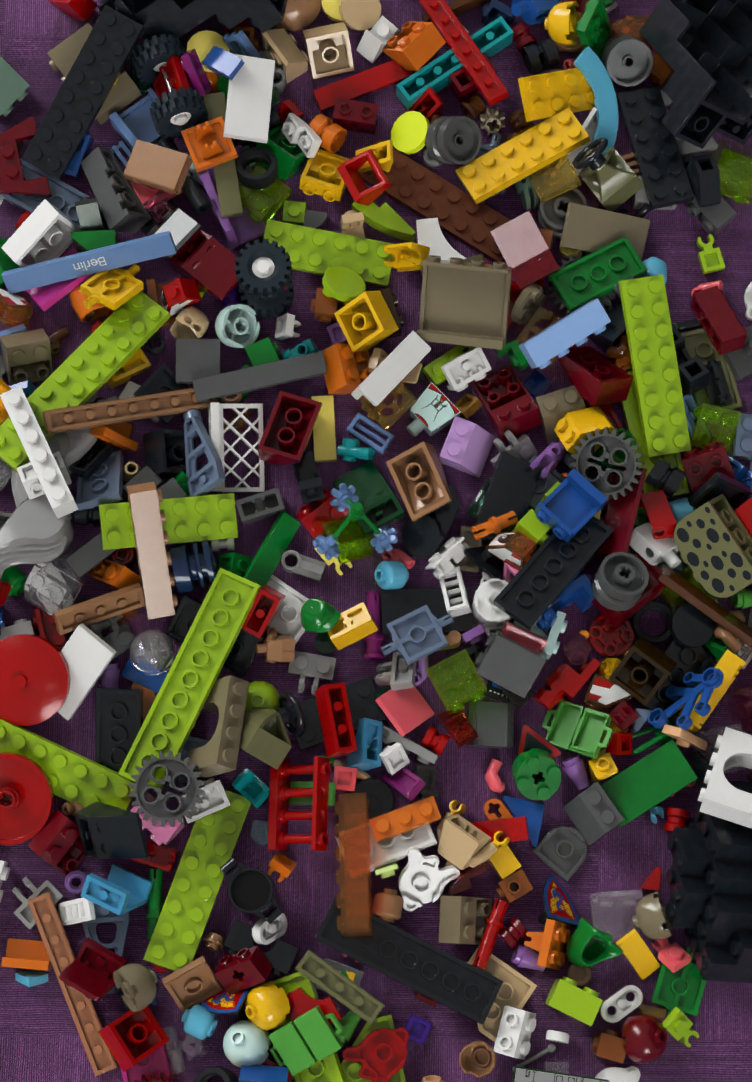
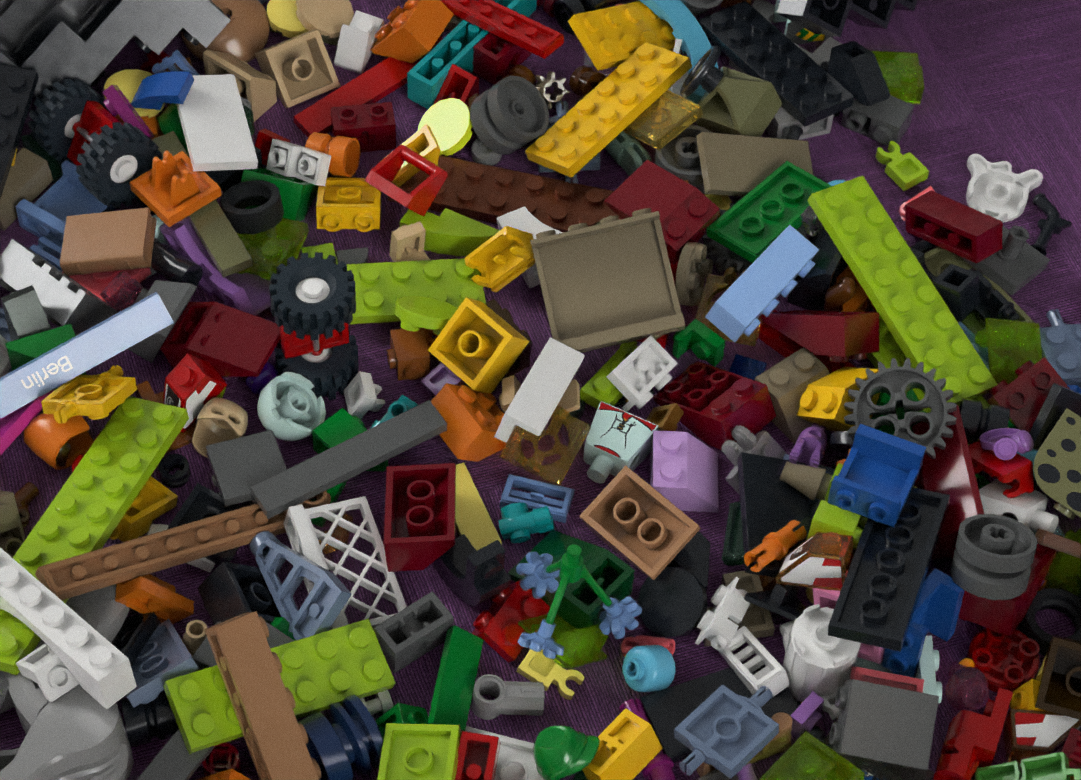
camera: 20 degrees left, 25 degrees down
(536, 484) = (807, 479): none -> dark tan cone
(664, 508) = (1007, 442): none -> medium lavender piece

